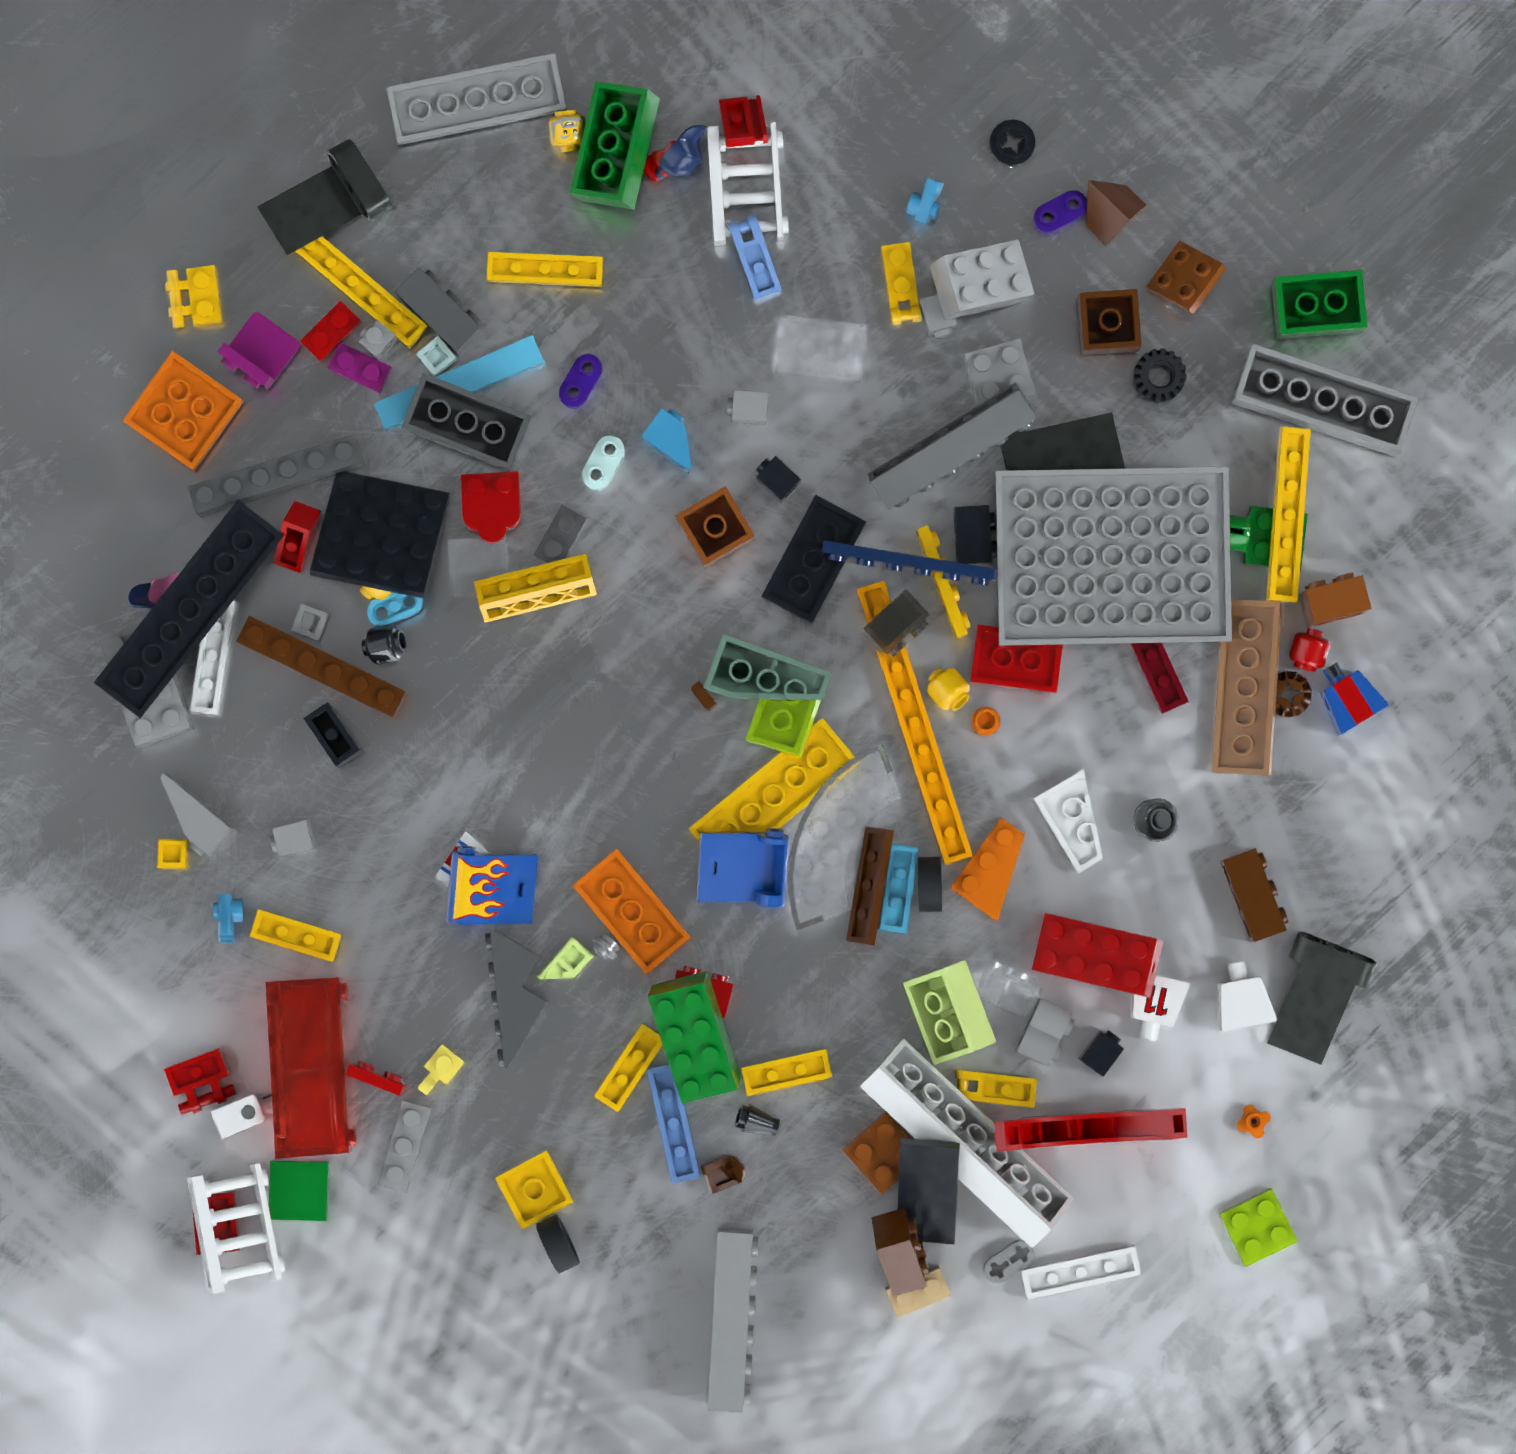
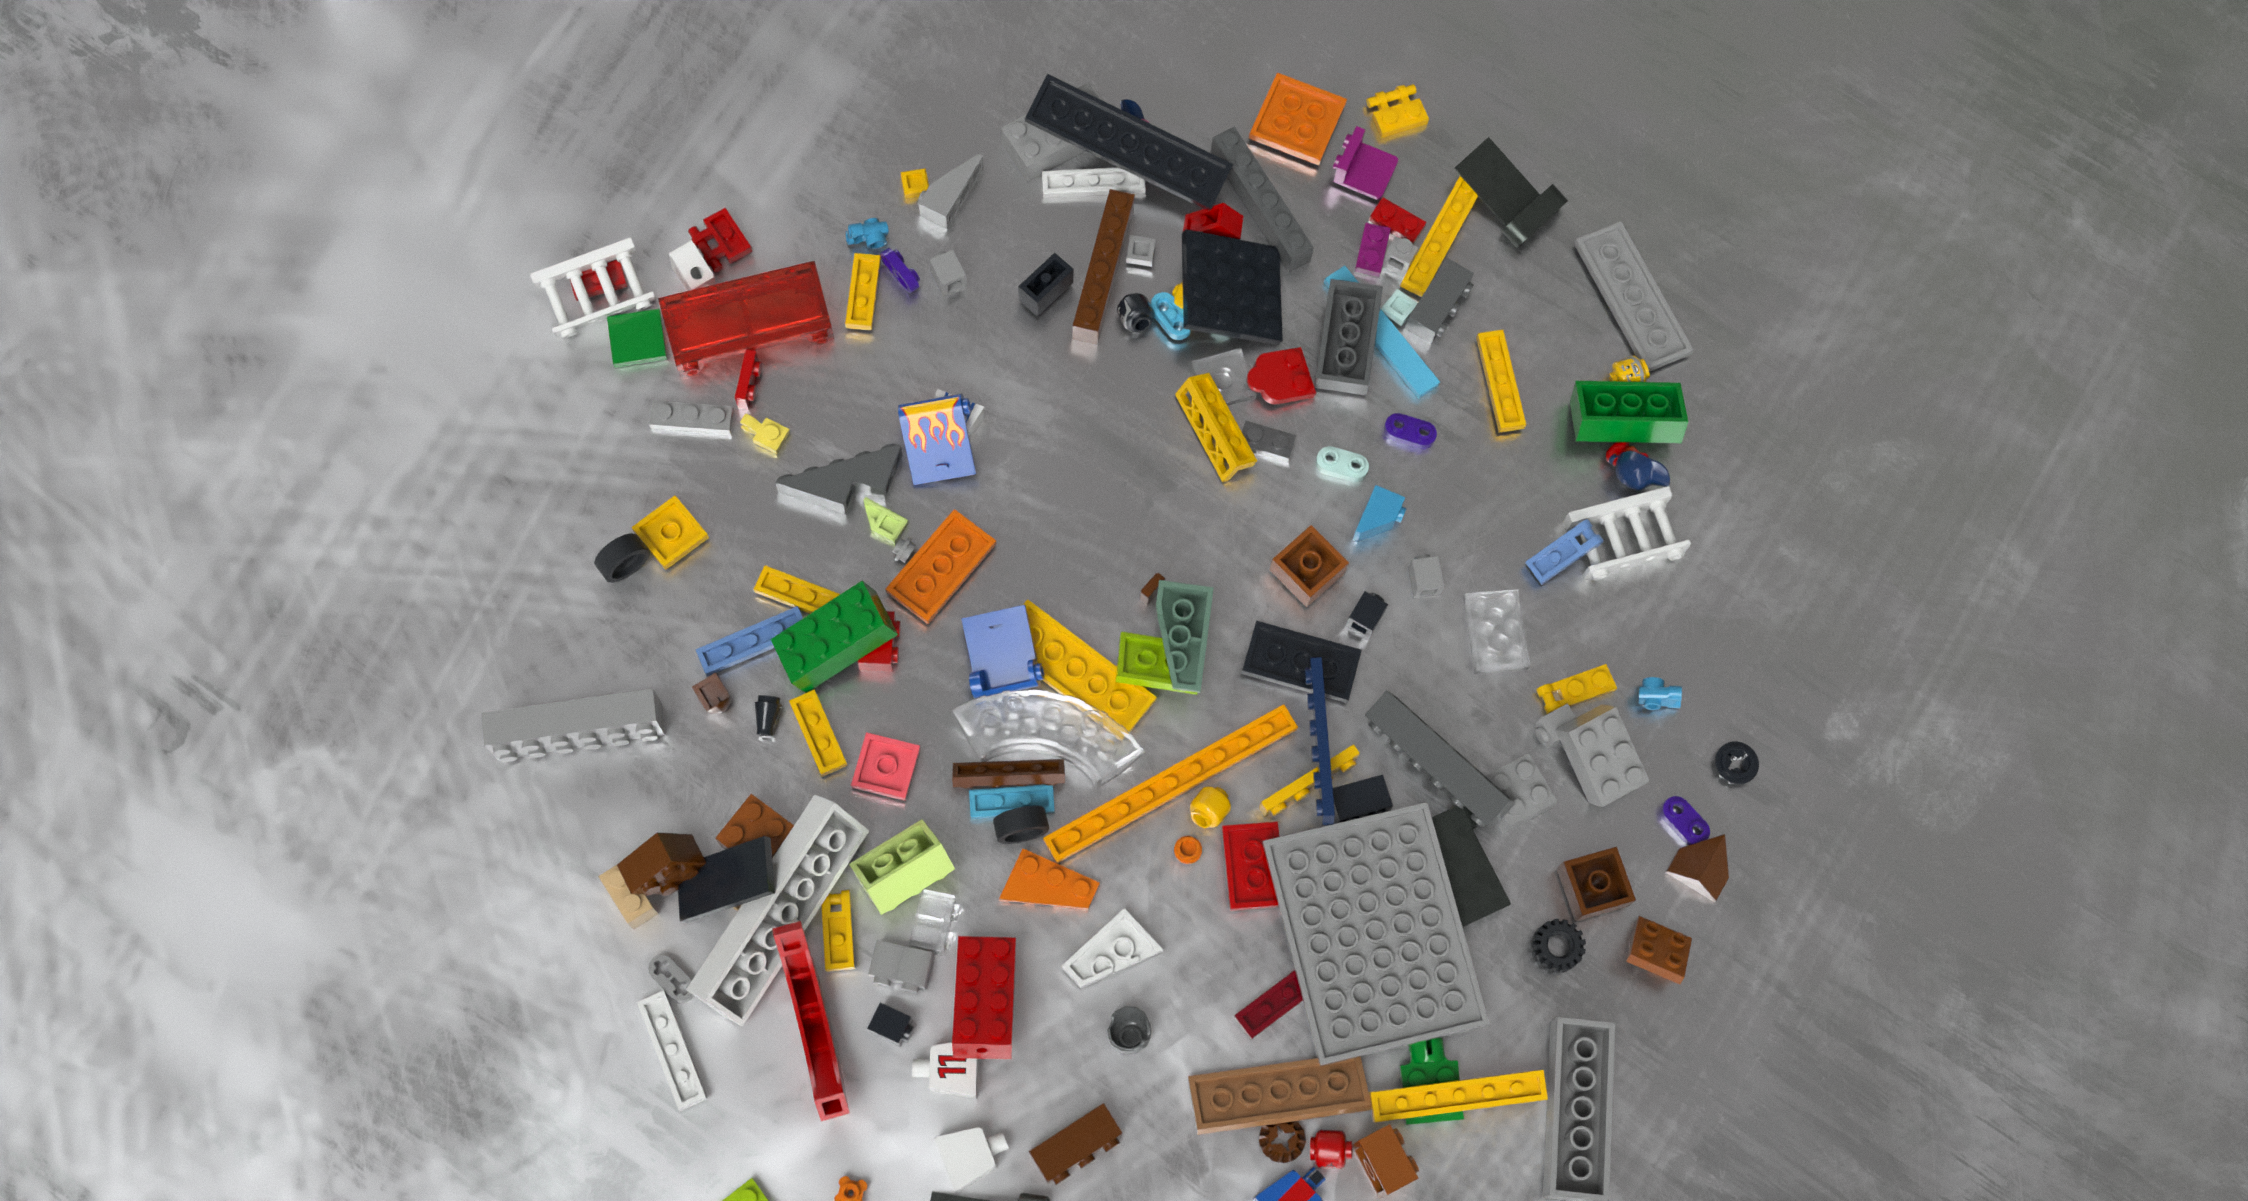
camera: 70 degrees right, 15 degrees down
(267, 895) = (895, 264): none -> dark purple plate
(742, 121) = (1682, 517): red plate -> none
(836, 1009) = (885, 766): none -> coral plate
(895, 623) = (1259, 738): clear smoke brick -> none
(1319, 304) = (1670, 1084): green brick -> none

